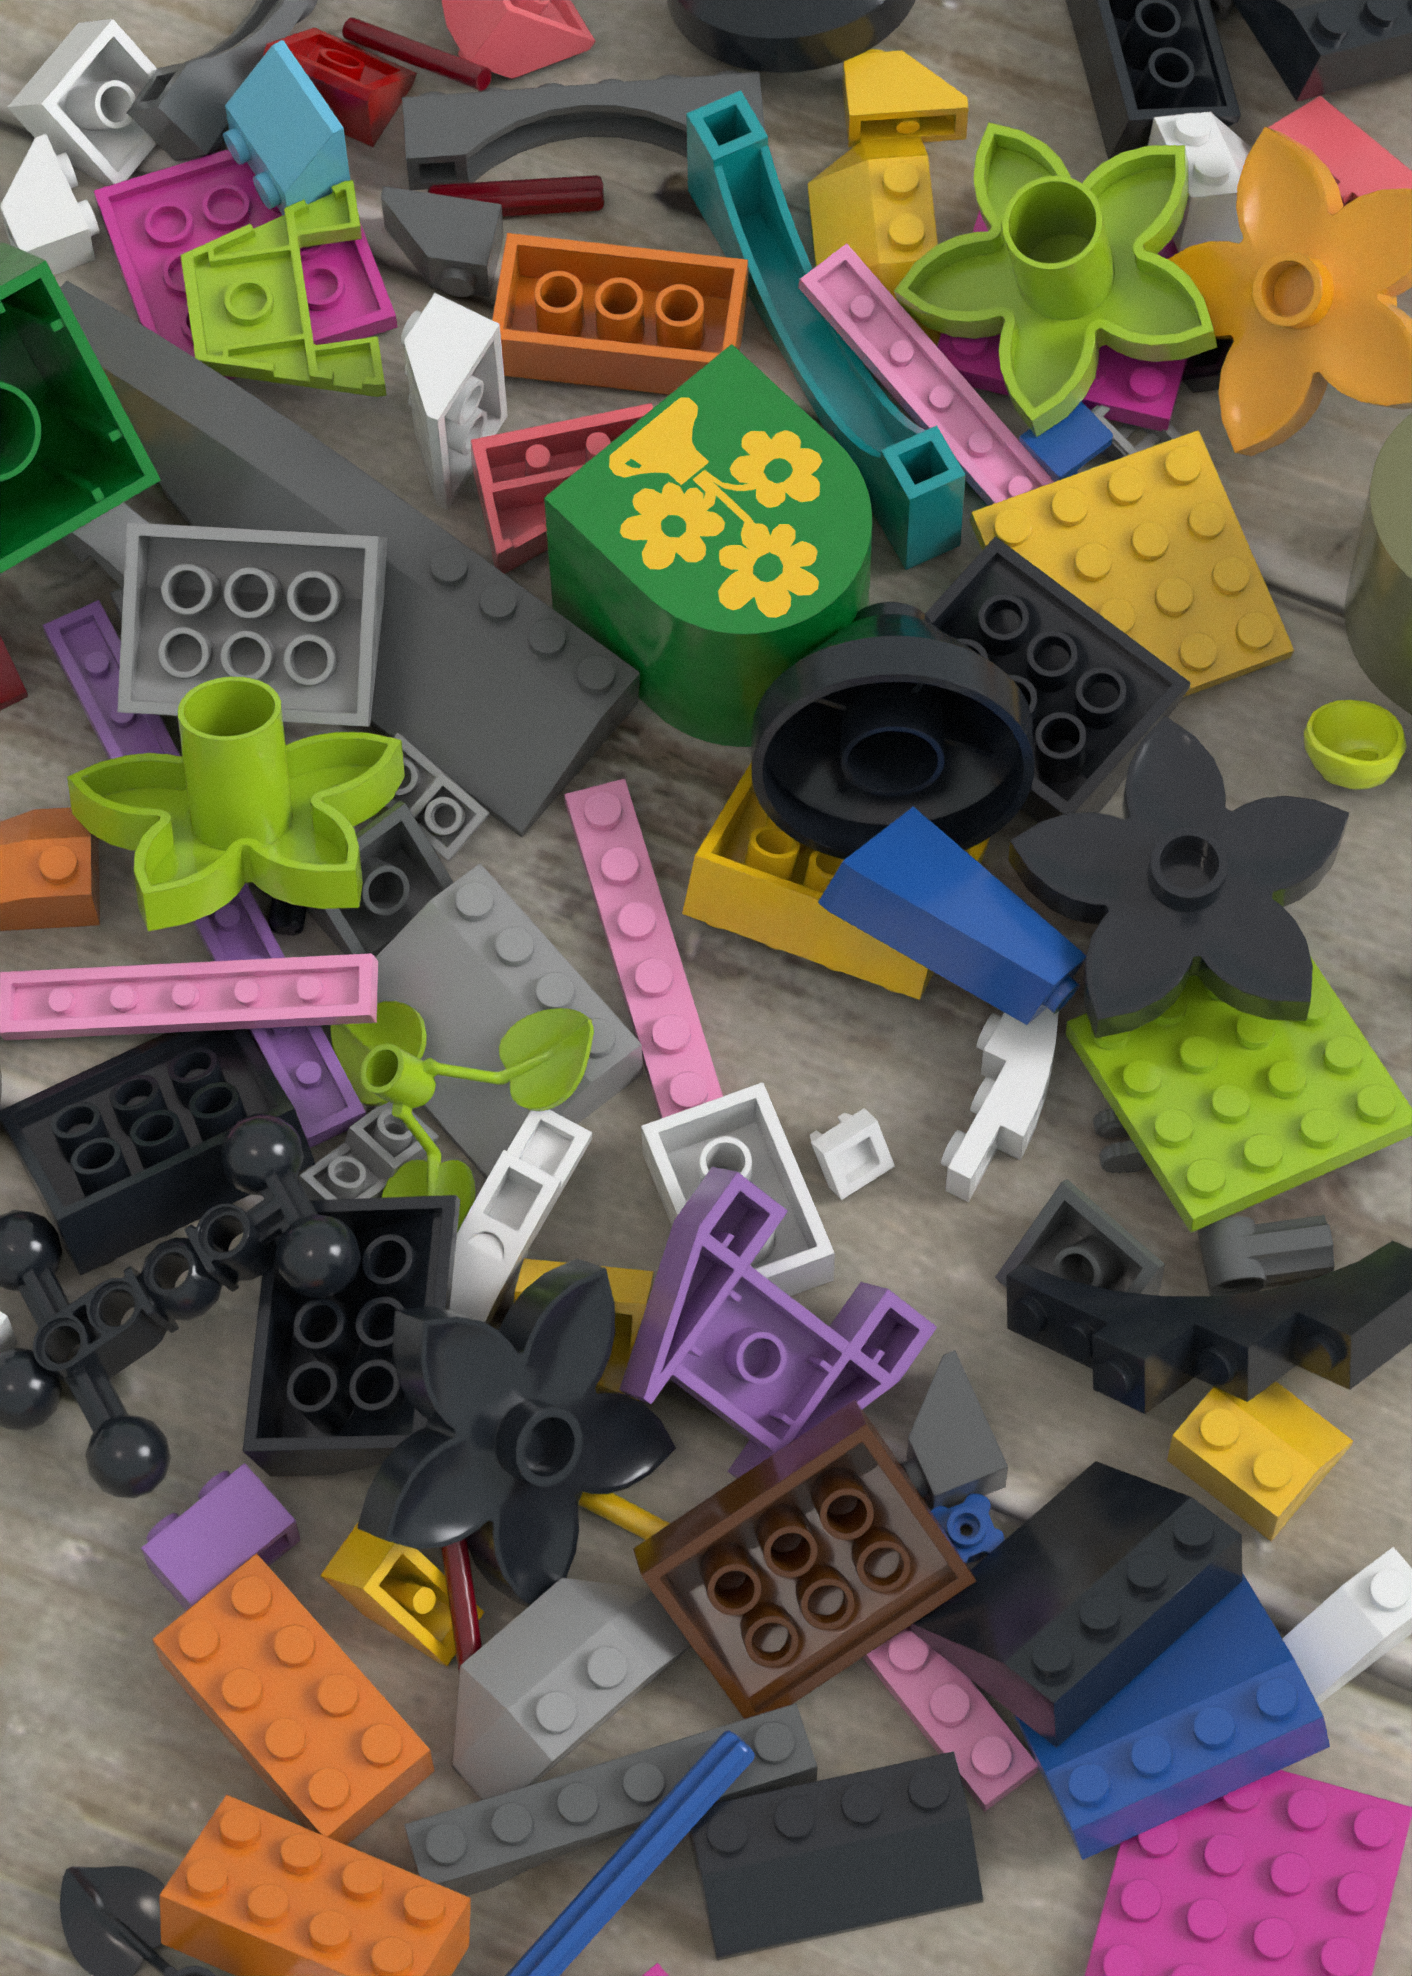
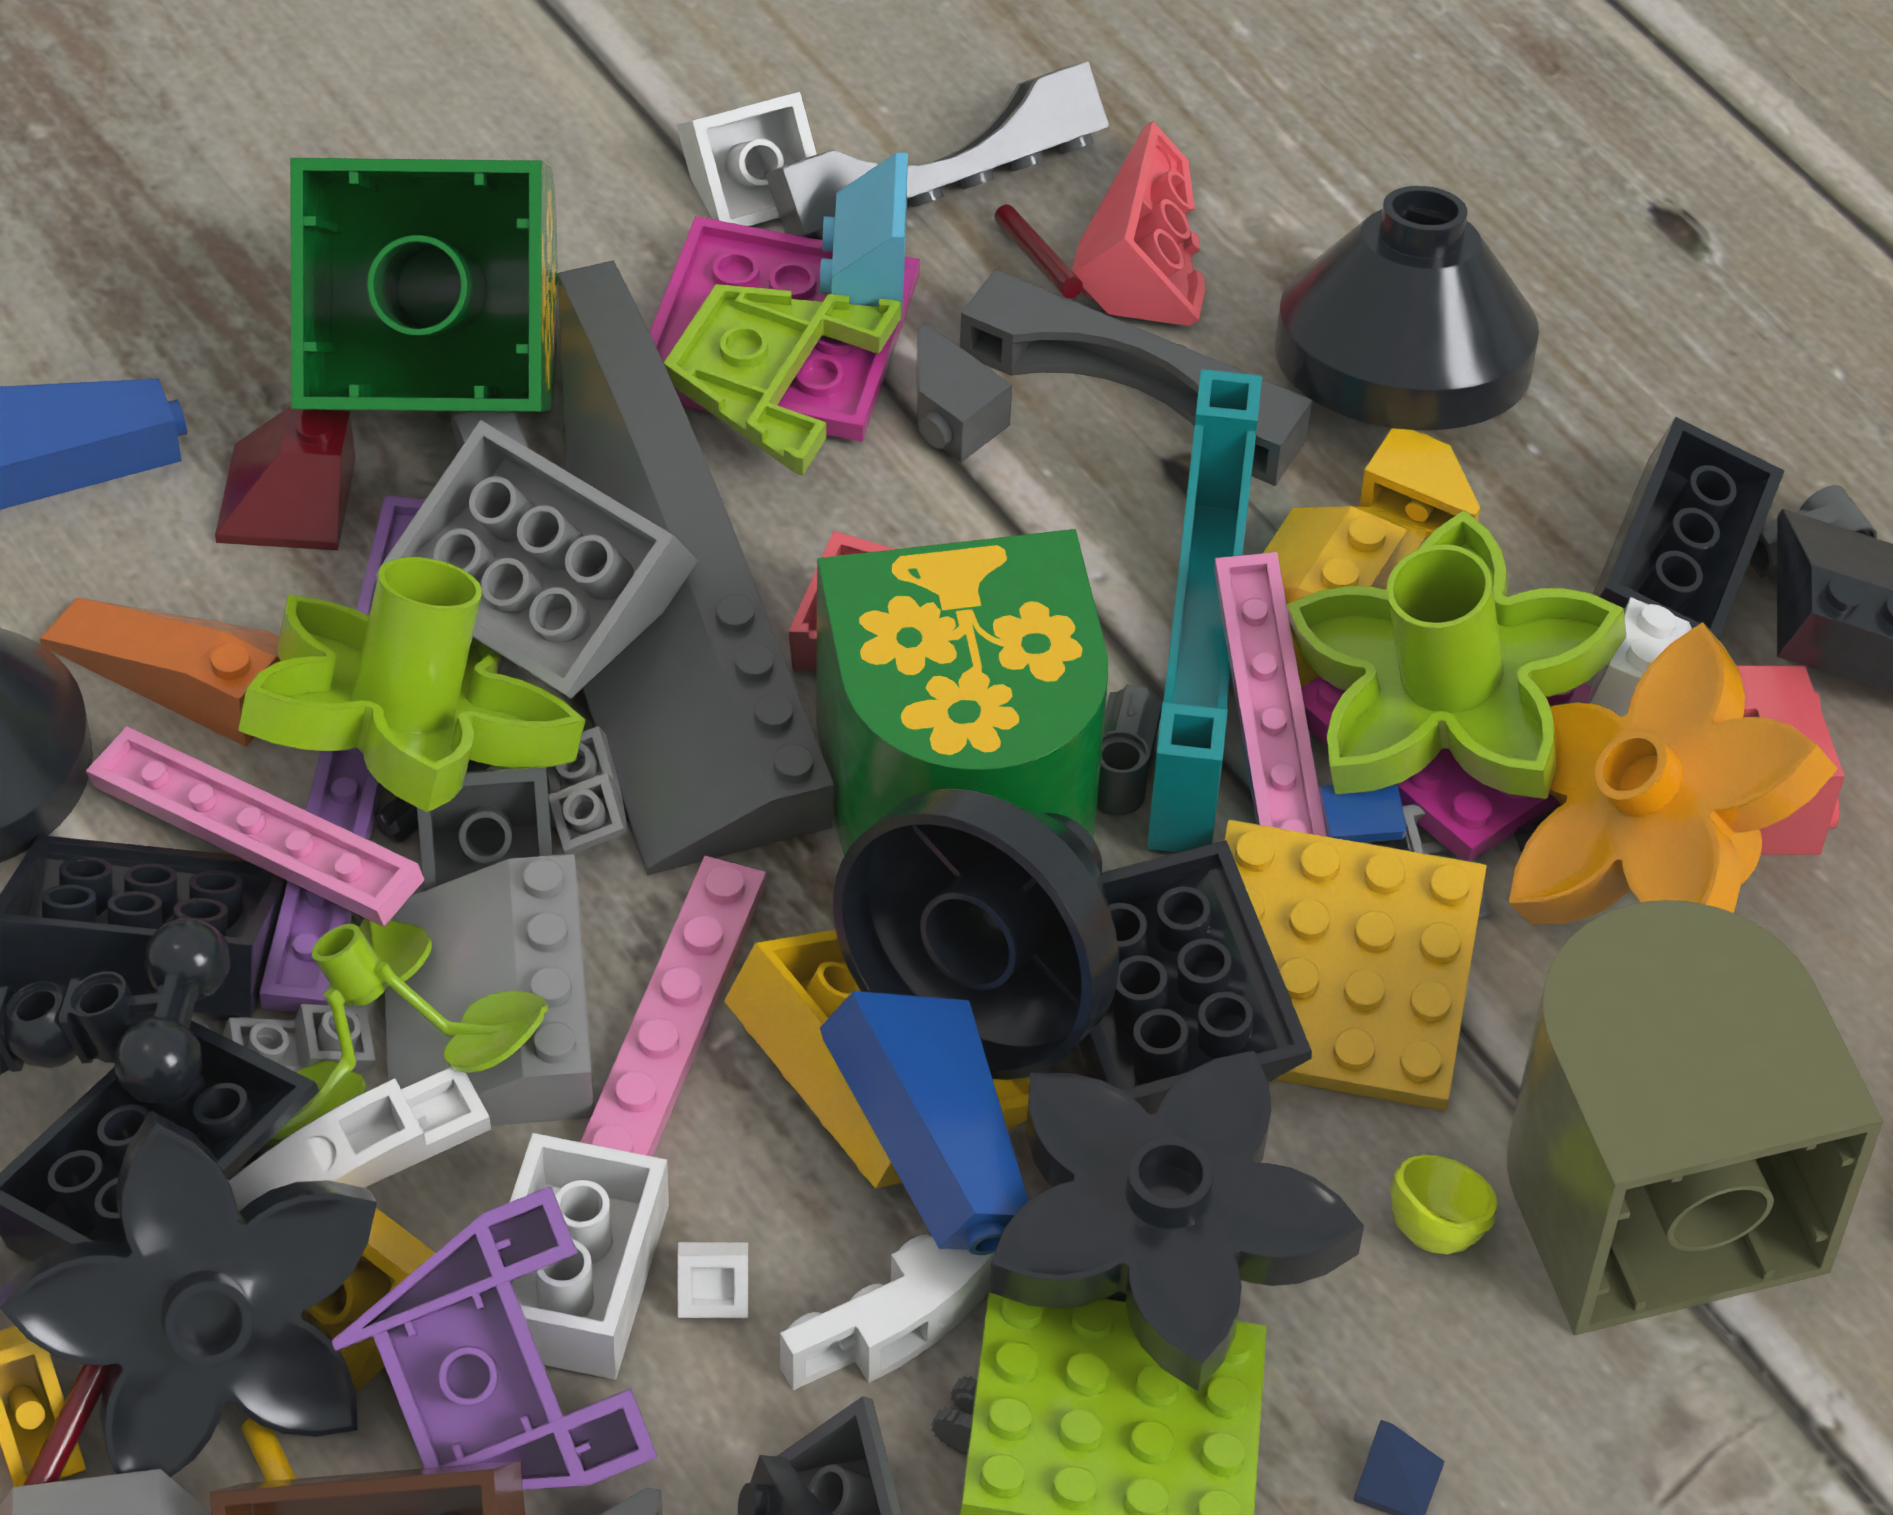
camera: 30 degrees right, 15 degrees down
(43, 212) = (642, 214): white slope -> none
(353, 82) = (956, 240): red slope -> none
(453, 388) = (845, 480): white slope -> none
(532, 195) = (1057, 405): dark red axle -> none
(615, 312) = (1015, 480): orange brick -> none

